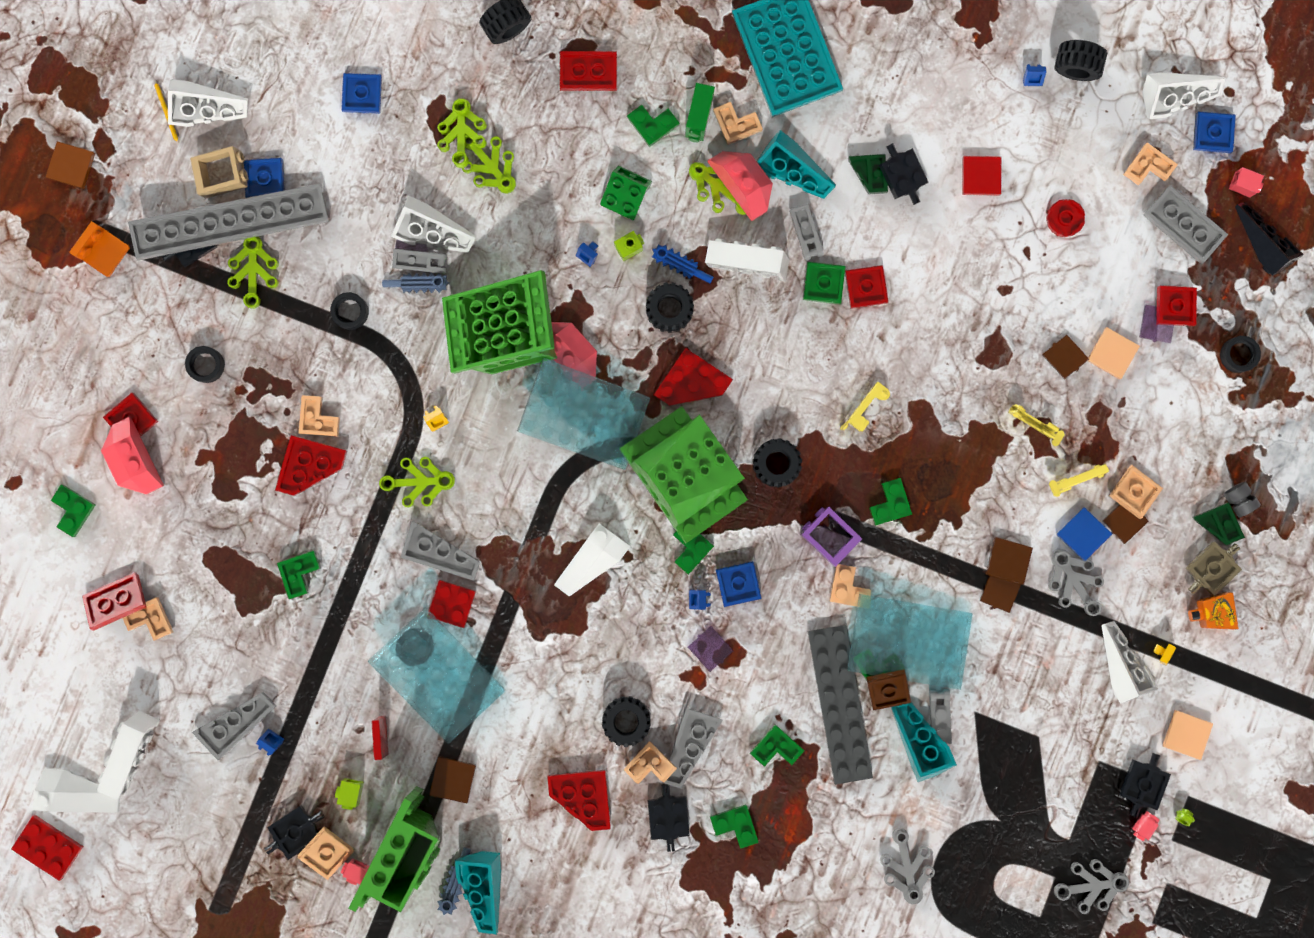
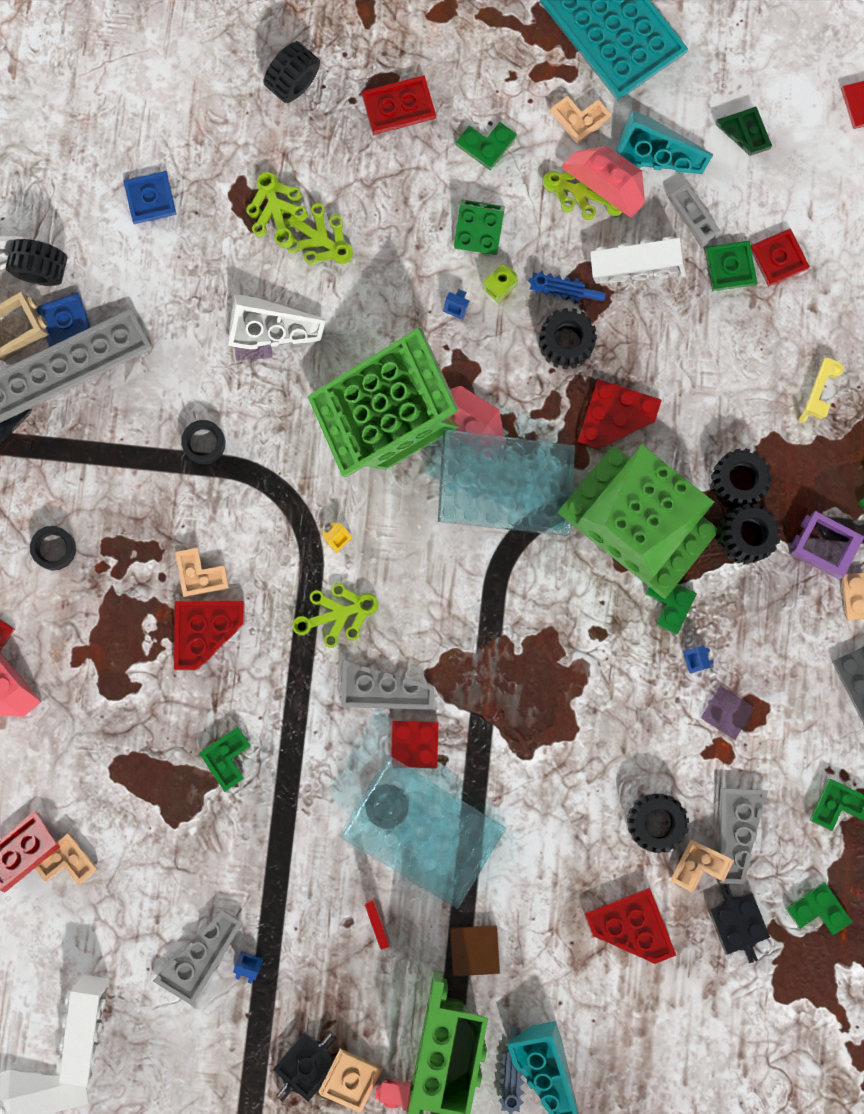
camera: 15 degrees left, 5 degrees down
(251, 124) = (36, 262): none -> black tyre
(252, 268) = (78, 424): lime plant -> none
(349, 793) = (358, 1001): lime brick -> none
(416, 283) = (271, 390): sand blue piece -> none
(418, 260) = (267, 364): light grey plate -> none
(595, 557) = (565, 643): white wedge -> none
(699, 112) = (538, 115): green brick -> none
(738, 584) = (738, 629): blue plate -> none
(783, 515) = (765, 531): none -> black tyre
(903, 173) = (783, 122): black plate -> none

